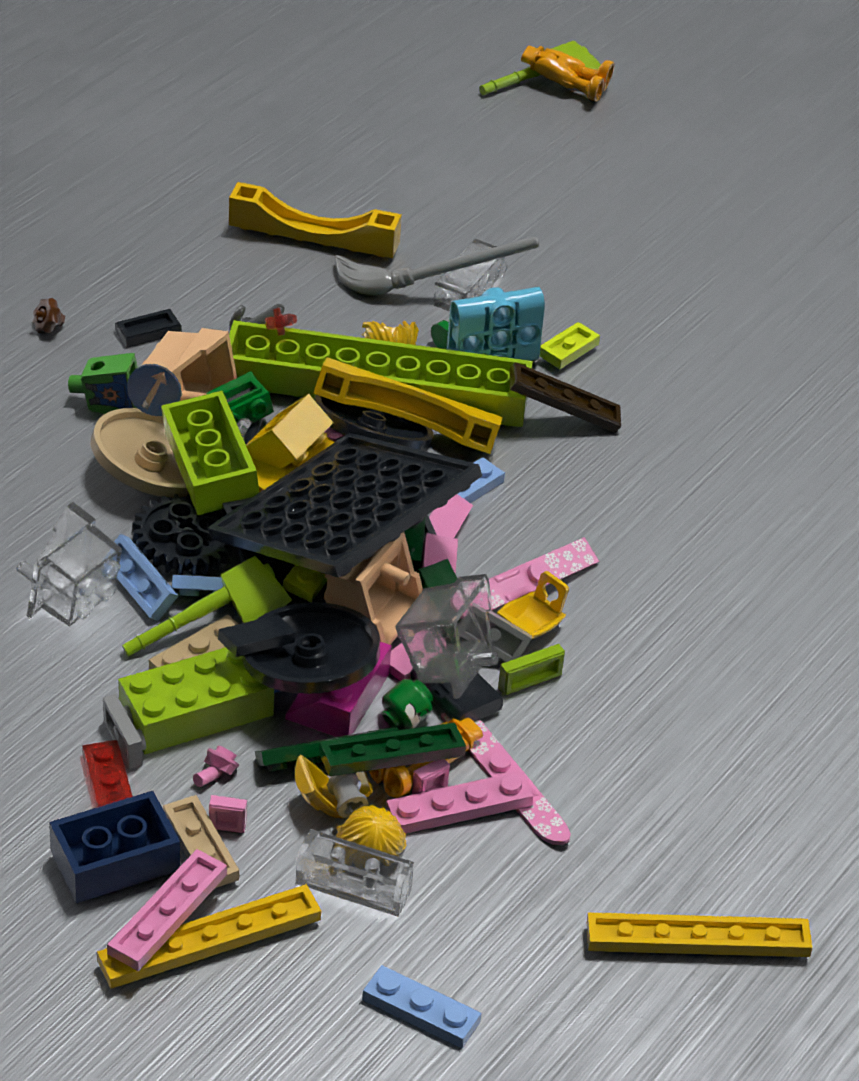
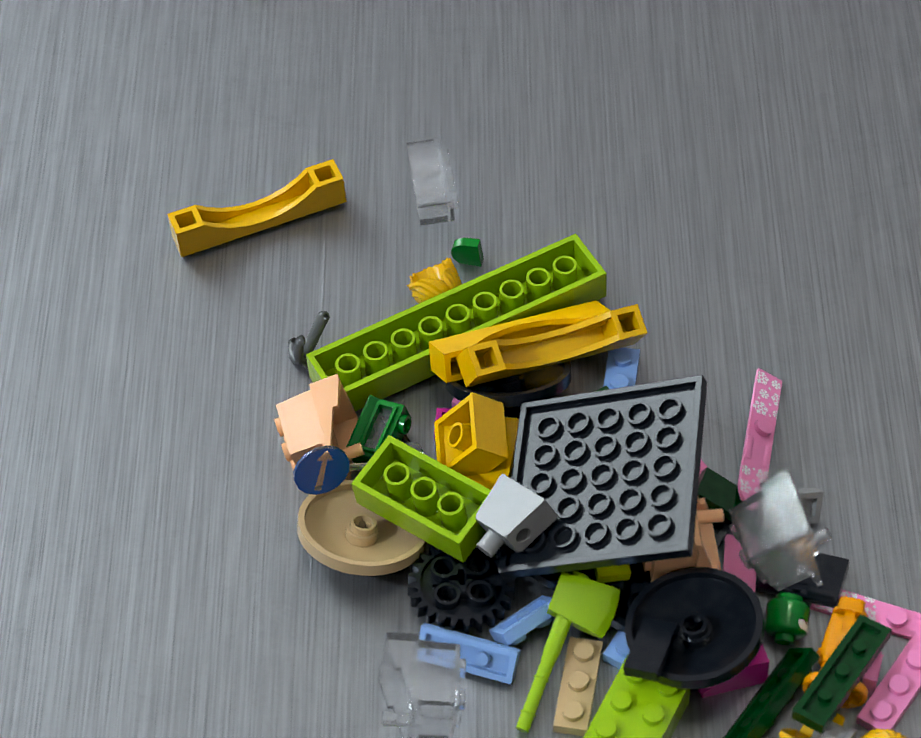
camera: 30 degrees left, 10 degrees up
(47, 316) = (128, 452): reddish brown piece -> none
(105, 382) = (258, 486): bright green torso -> none
(147, 327) = (219, 404): black tile -> none
(249, 491) = (512, 517): none -> torso
(280, 321) = (352, 332): clear red piece -> none
(378, 281) = (363, 233): light grey piece -> none
(463, 429) = (515, 356): none -> yellow arch
(498, 323) = (521, 219): medium azure connector -> none
(531, 669) = (842, 517): lime tile -> none
(533, 611) = (797, 459): yellow piece -> none
(565, 397) = (625, 249): dark brown tile -> none
(569, 345) = (567, 195): neon yellow plate -> none

